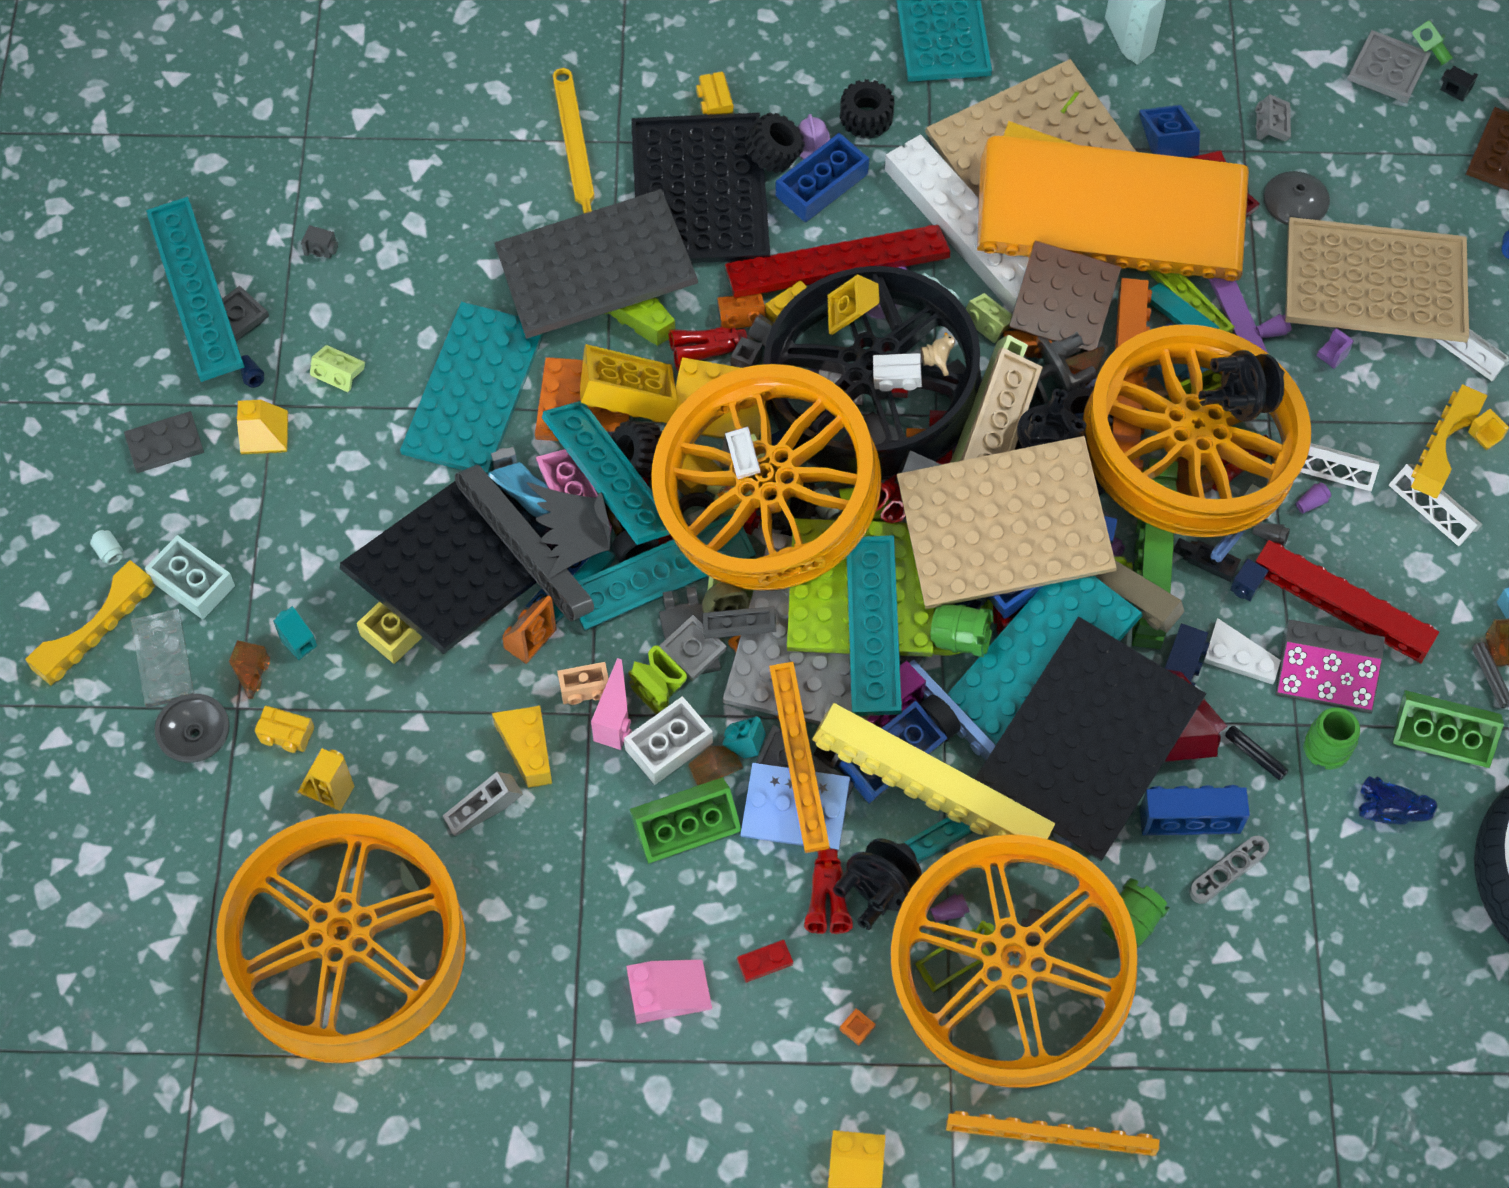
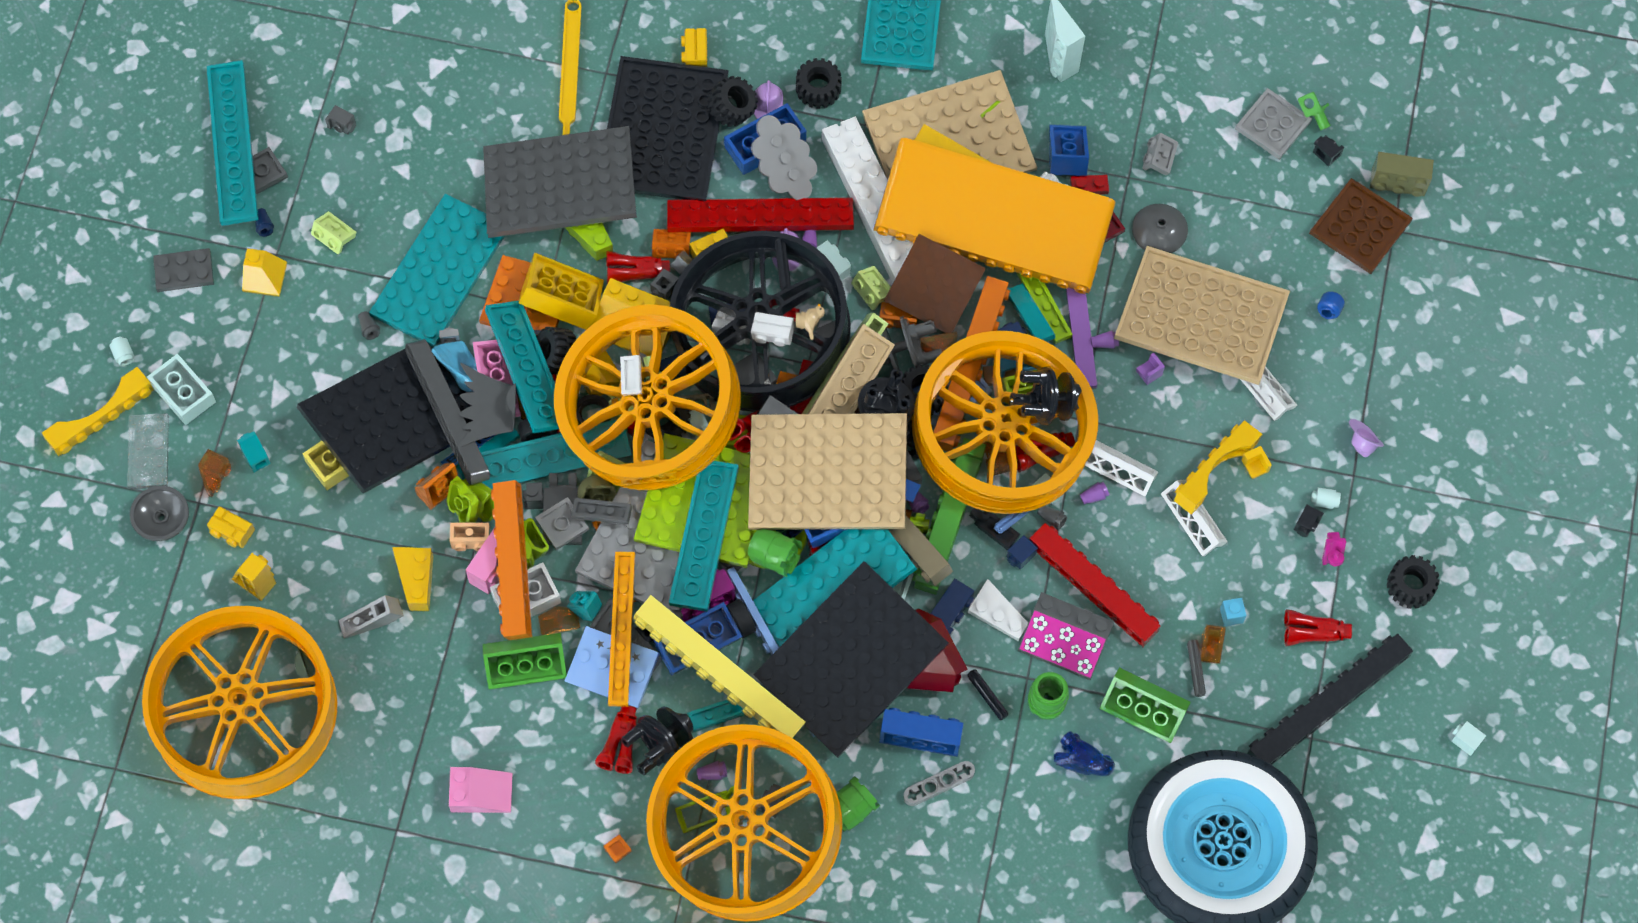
camera: 10 degrees right, 5 degrees up
(403, 465) = (368, 326): none -> dark grey cone
(575, 641) = (470, 501): none -> lime piece
(647, 699) = (511, 560): none -> orange brick
(649, 623) = (533, 496): none -> dark grey brick
(765, 961) = (559, 783): red plate -> none
(850, 191) = (784, 157): none -> light grey plate
(851, 302) = (751, 262): yellow slope -> none

